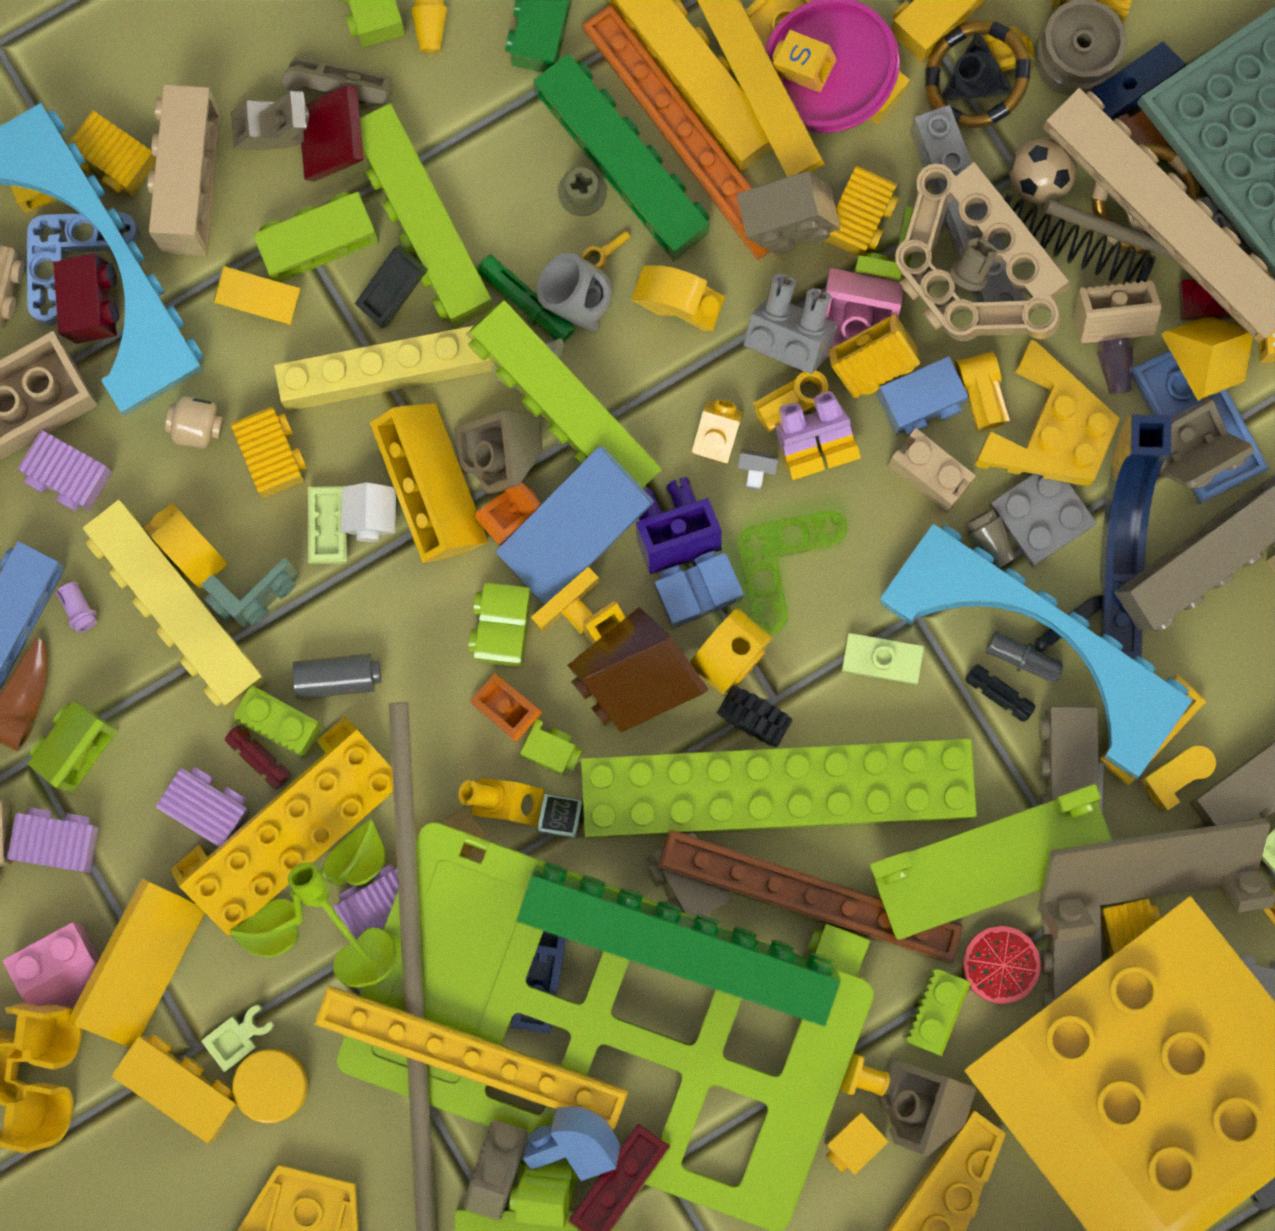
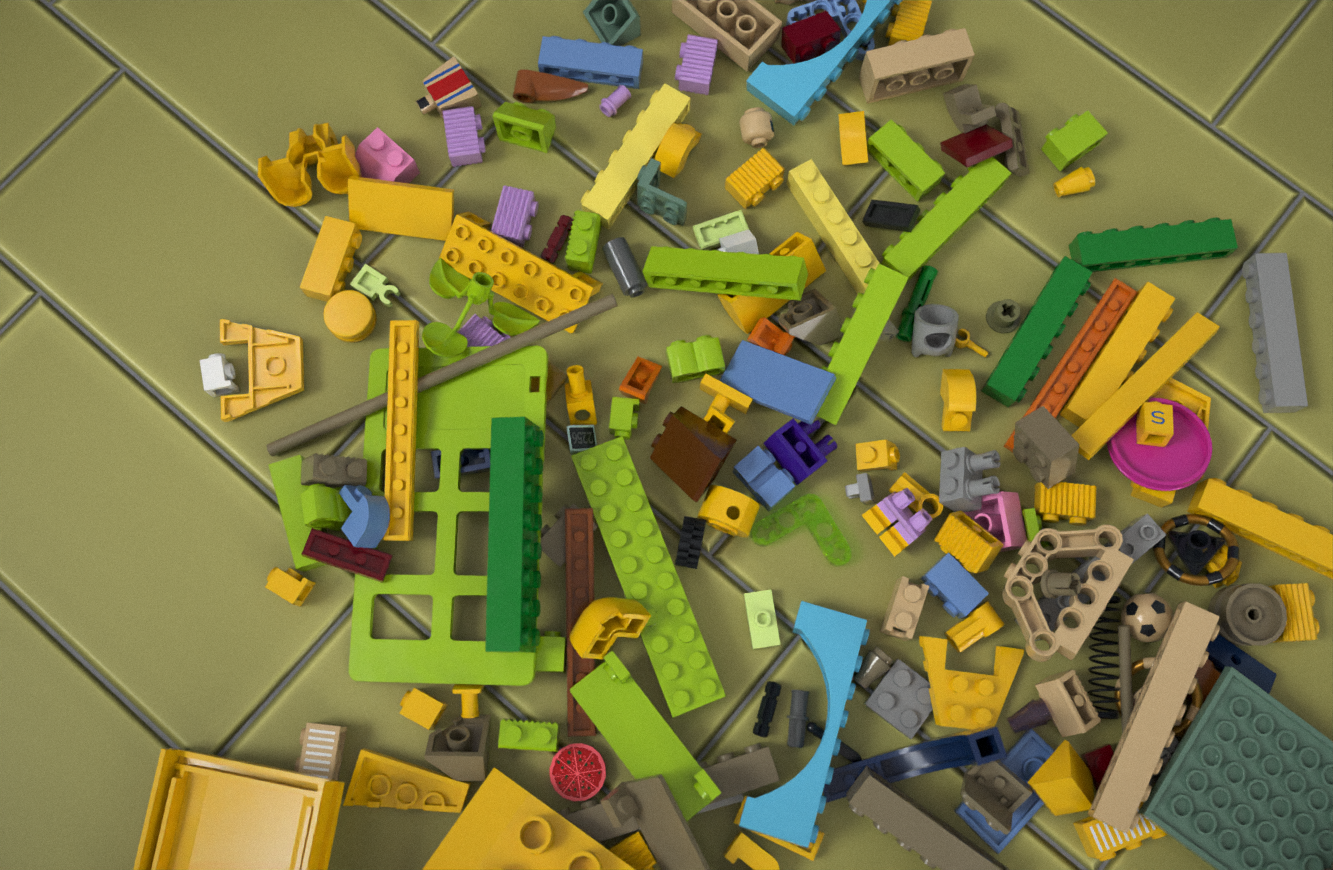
camera: 70 degrees right, 5 degrees down
(401, 541) = (726, 272): none -> lime brick
(830, 860) = (604, 622): none -> yellow brick

